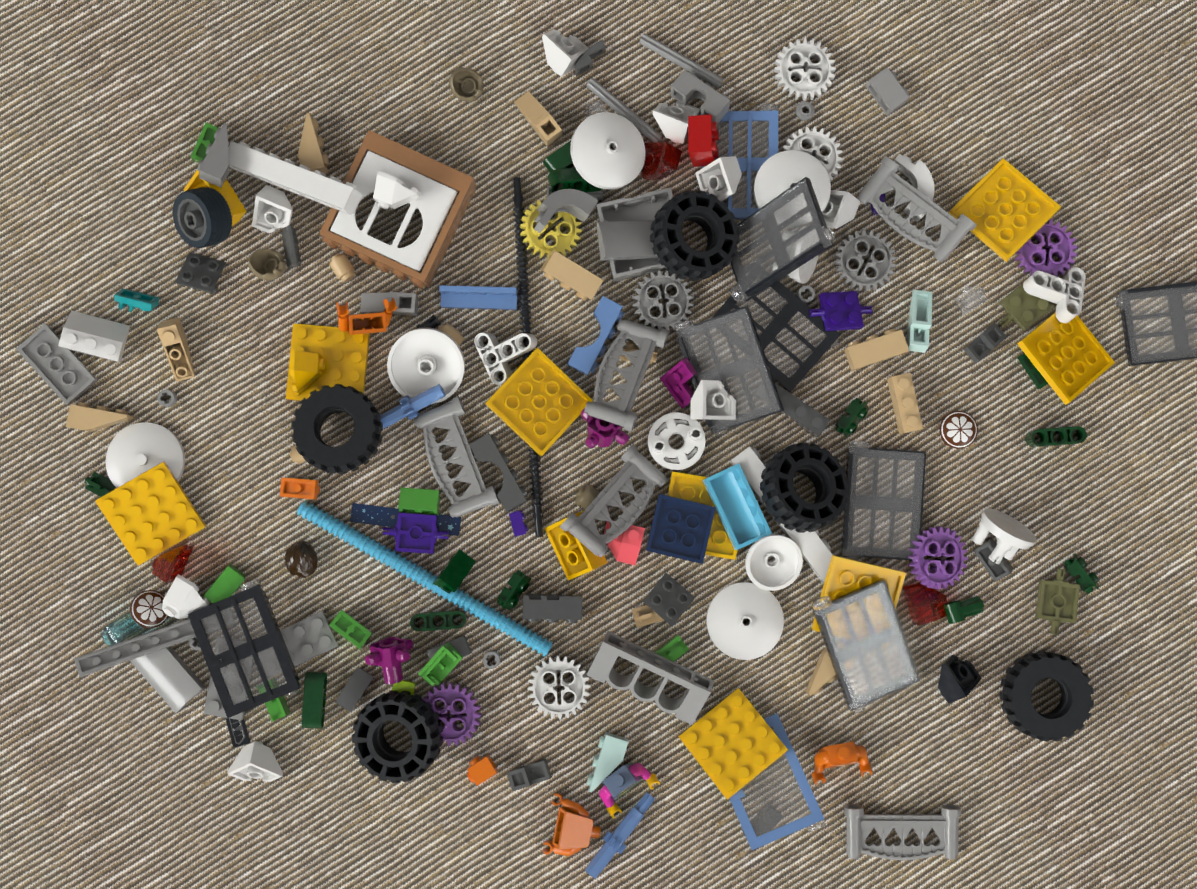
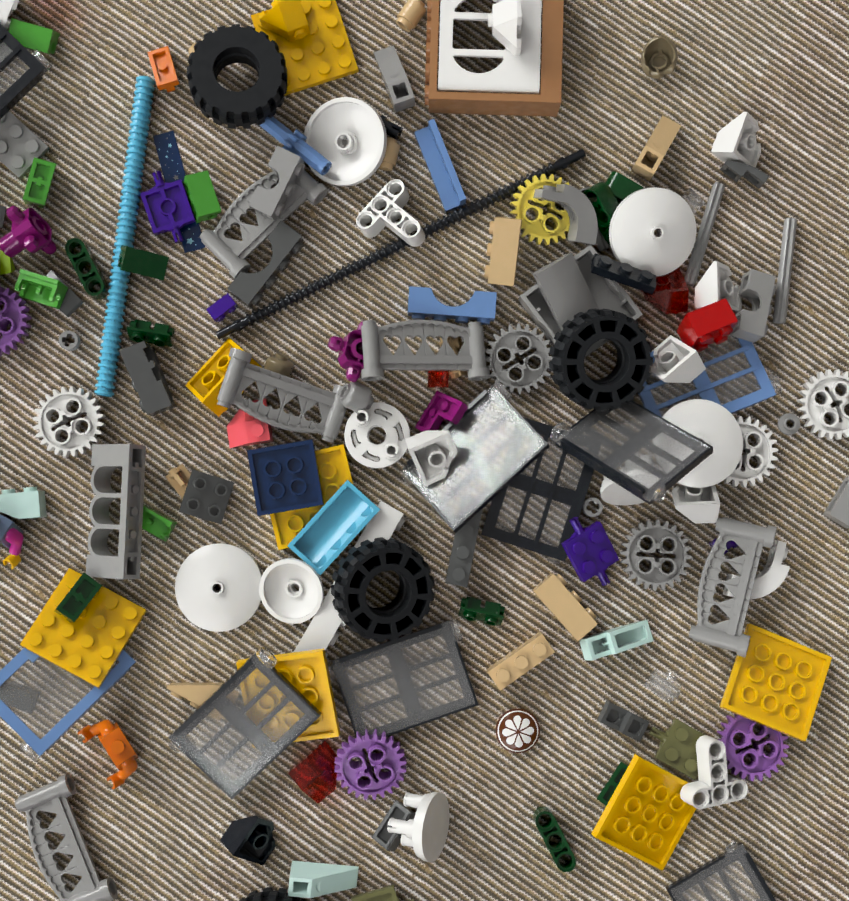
camera: 70 degrees right, 0 degrees up
(301, 559) = (92, 102): dark brown hair -> none
(365, 322) = (361, 57): orange torso -> none
(428, 420) = (271, 201): none -> light grey arch
(538, 402) = (356, 273): yellow plate -> none
(632, 188) = (623, 273): none -> black plate
(640, 443) = (356, 396): none -> light grey head
(652, 373) = (438, 379): none -> clear red plate
(708, 736) = (78, 598): none -> dark green hinge
(958, 610) = (323, 809): dark green piece -> none
(1012, 636) = (319, 879): none -> light aqua slope

